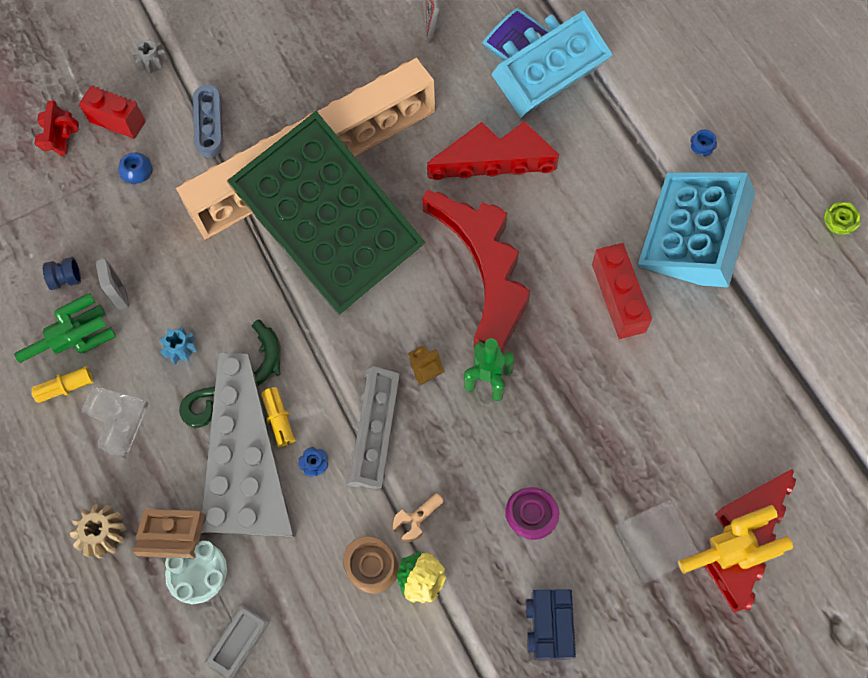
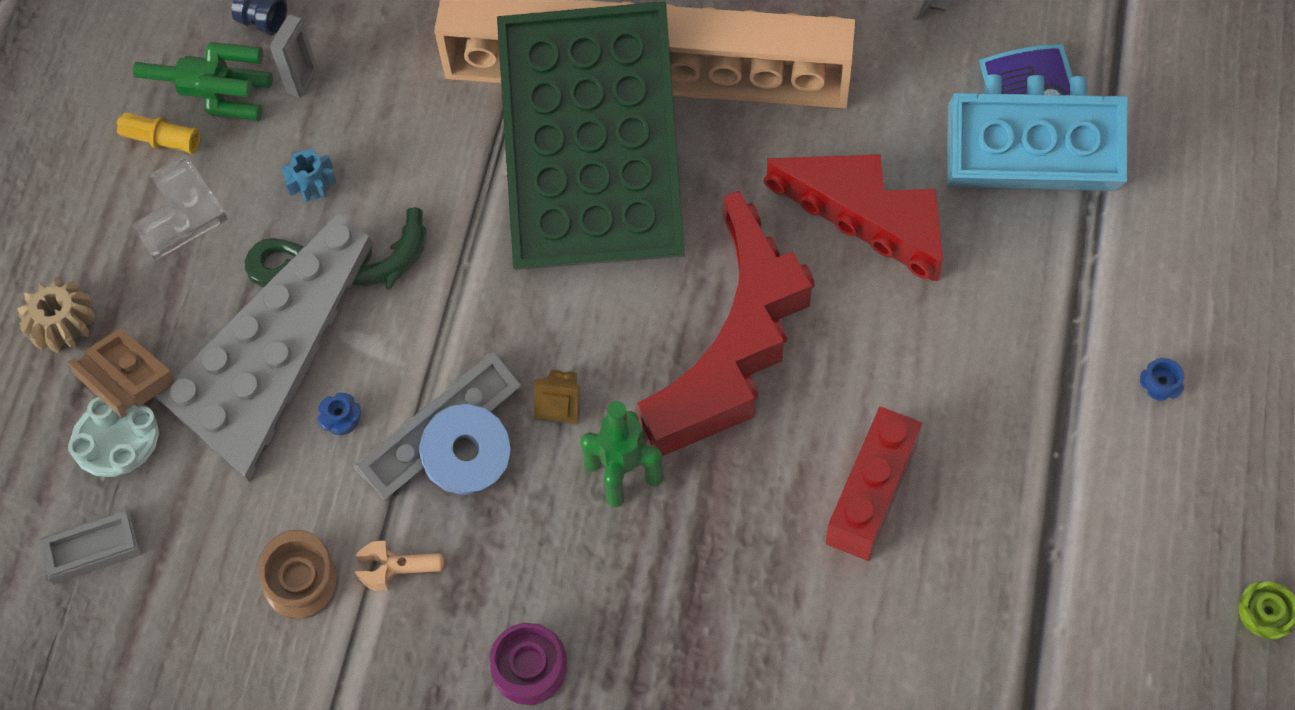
camera: 40 degrees right, 5 degrees down
(278, 417) = (344, 334): yellow axle -> none
(413, 417) = (470, 423): none -> light blue tile
(421, 577) = (334, 631): light yellow piece -> none
(698, 227) = (1054, 480): medium azure slope -> none

